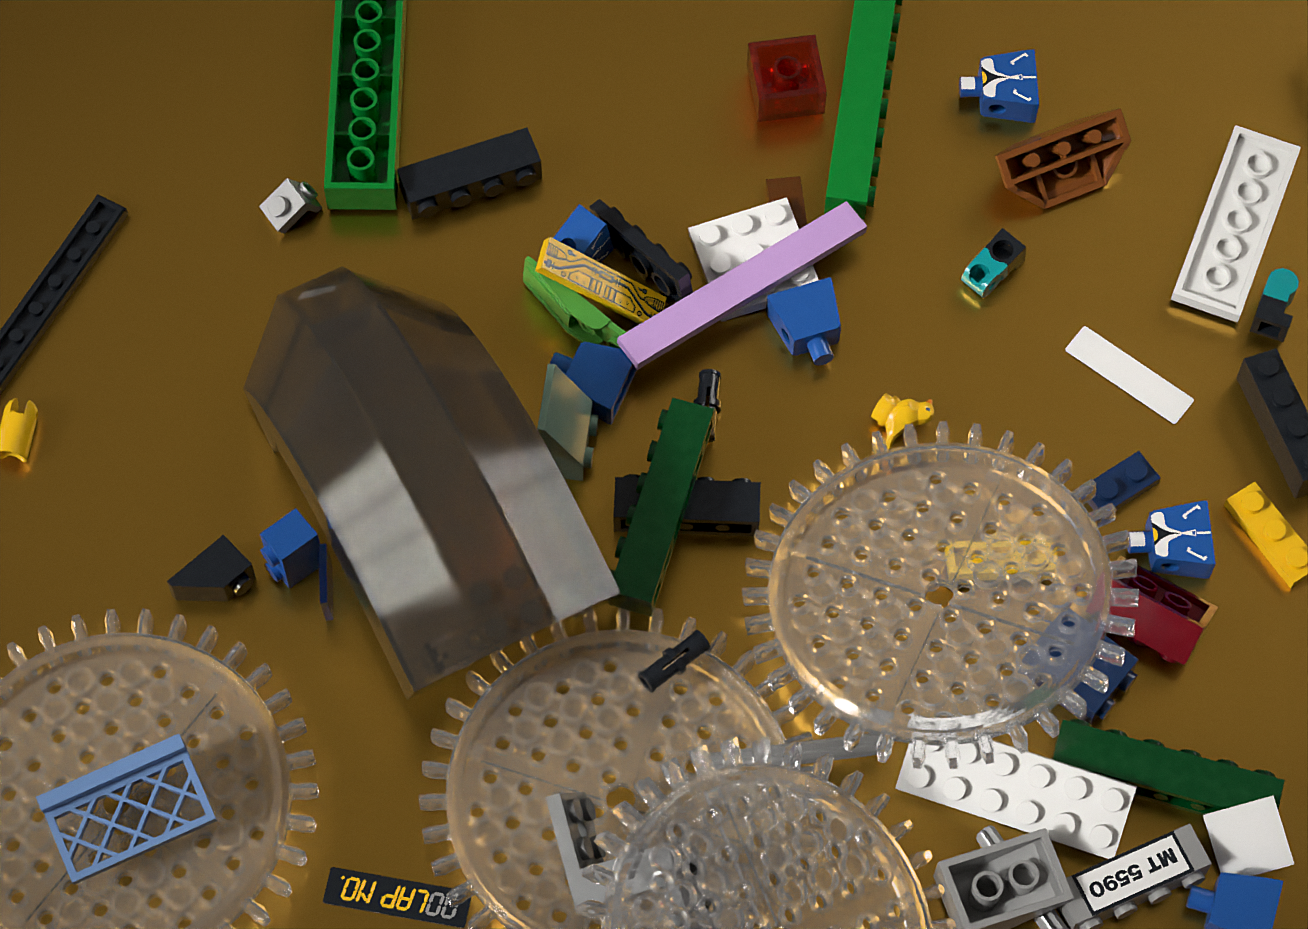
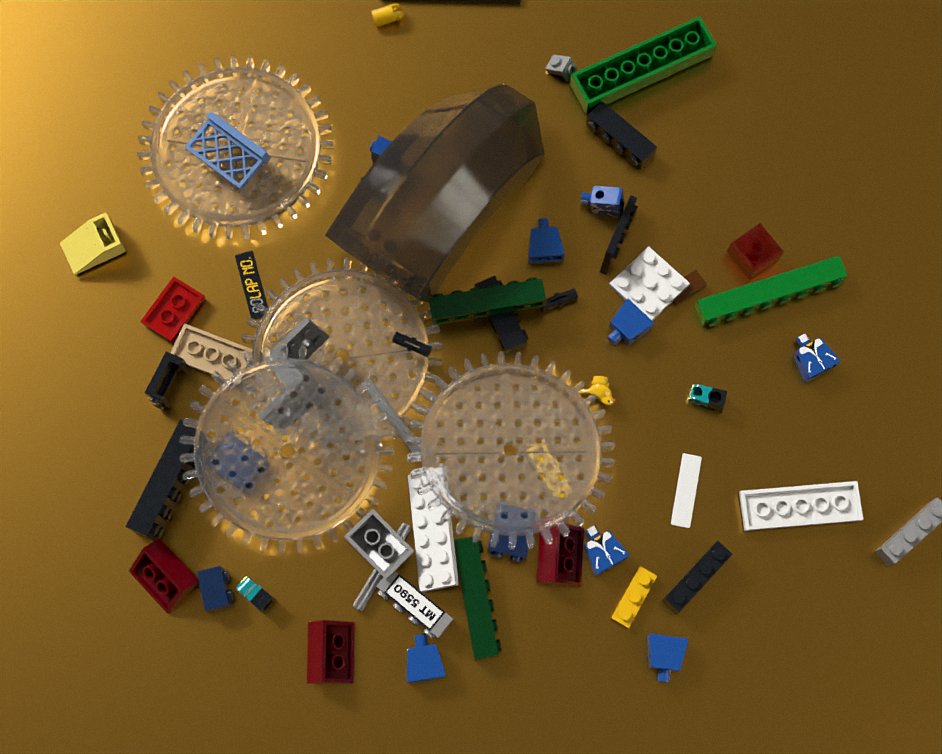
camera: 65 degrees right, 10 degrees up
(214, 574) = (361, 130): black slope -> none
(567, 424) = (506, 239): sand green slope -> none
(570, 309) = (571, 219): bright green piece -> none
(598, 282) = (590, 219): yellow tile -> none
(741, 285) = (627, 284): lavender tile -> none
(1065, 159) = (785, 403): dark orange wedge -> none
(1124, 482) = (621, 511): dark blue plate -> none
(1249, 838) = (461, 651): white sticker -> none
(1276, 296) = (771, 543): leg -> none

